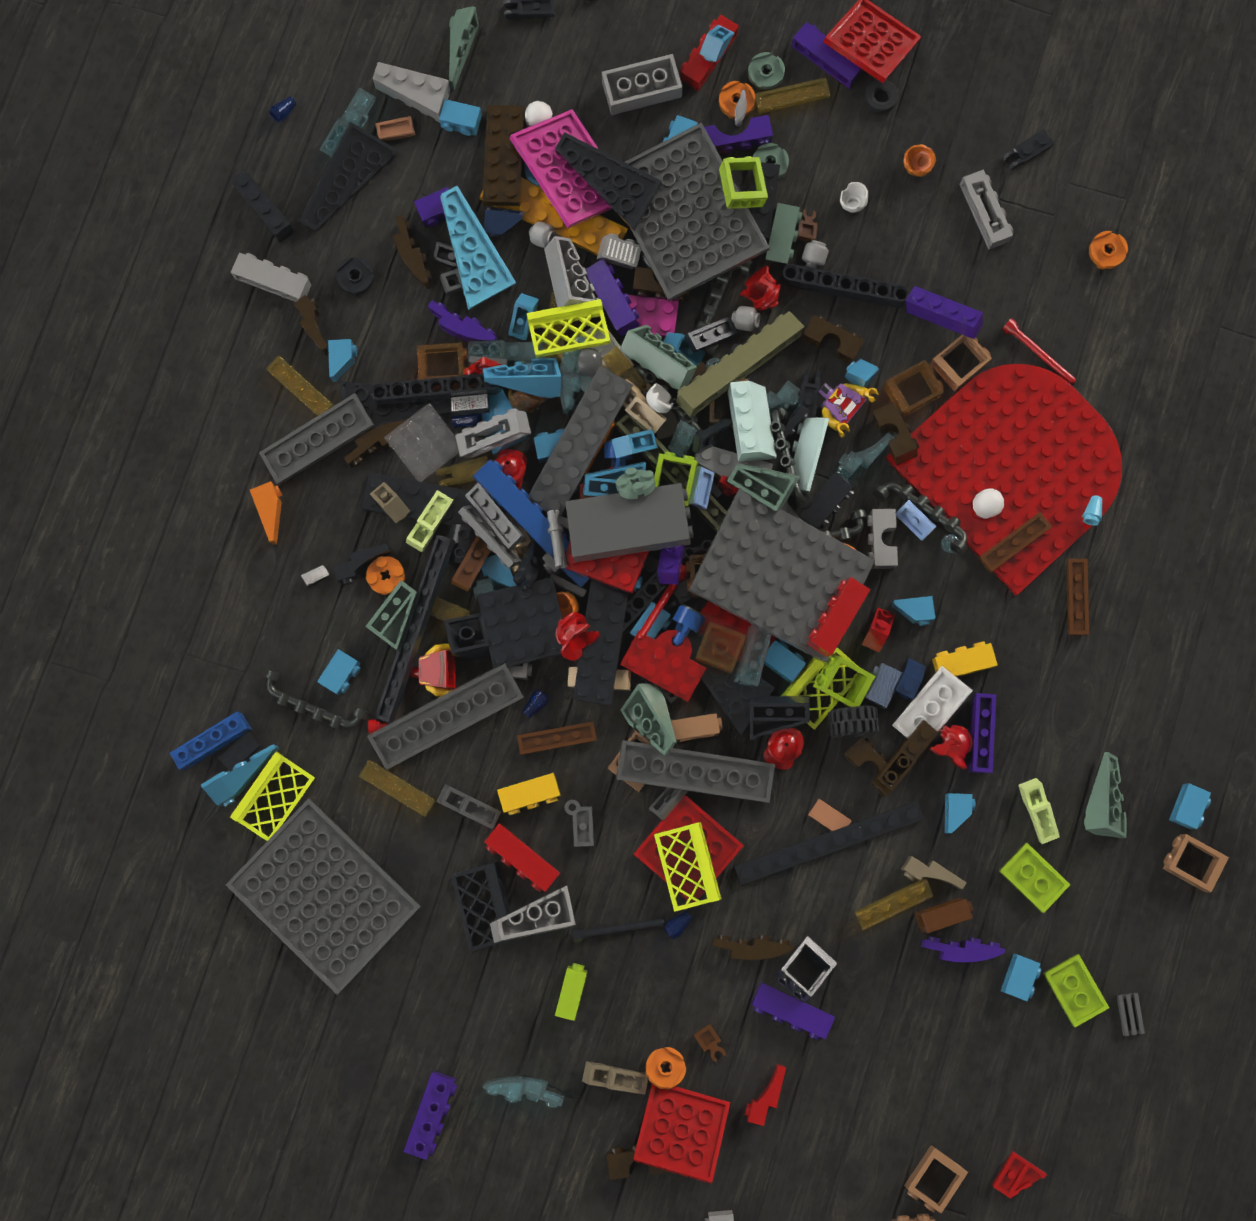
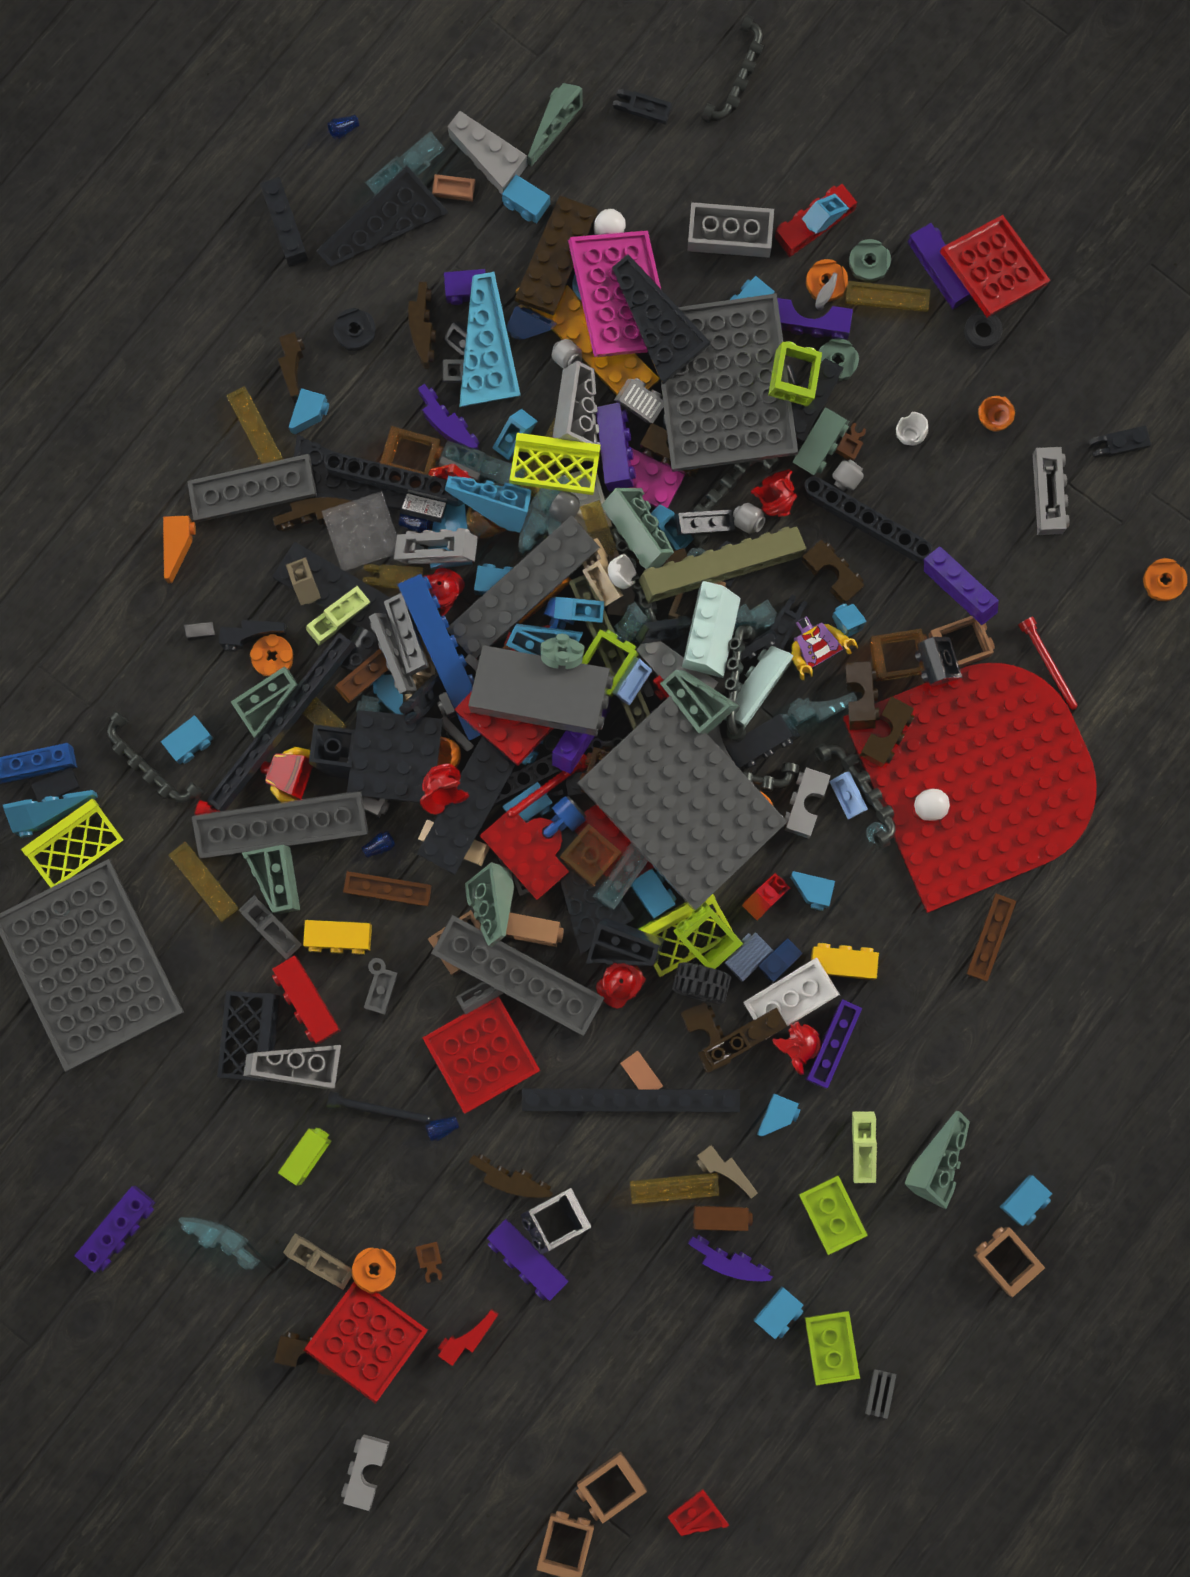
camera: 20 degrees right, 0 degrees up
(270, 278) = (265, 300): light grey brick -> none
(457, 762) = (275, 876): none -> sand green wedge
(555, 530) = (462, 673): light grey pin -> none
(704, 862) = (491, 1076): neon yellow fence -> none
(838, 616) = (724, 866): red brick -> none
(932, 439) = (879, 749): none -> dark brown arch
(950, 381) = (938, 661): none -> black brick
(1015, 542) = (944, 855): reddish brown plate -> none
(1093, 511) = (1040, 852): medium azure cone -> none

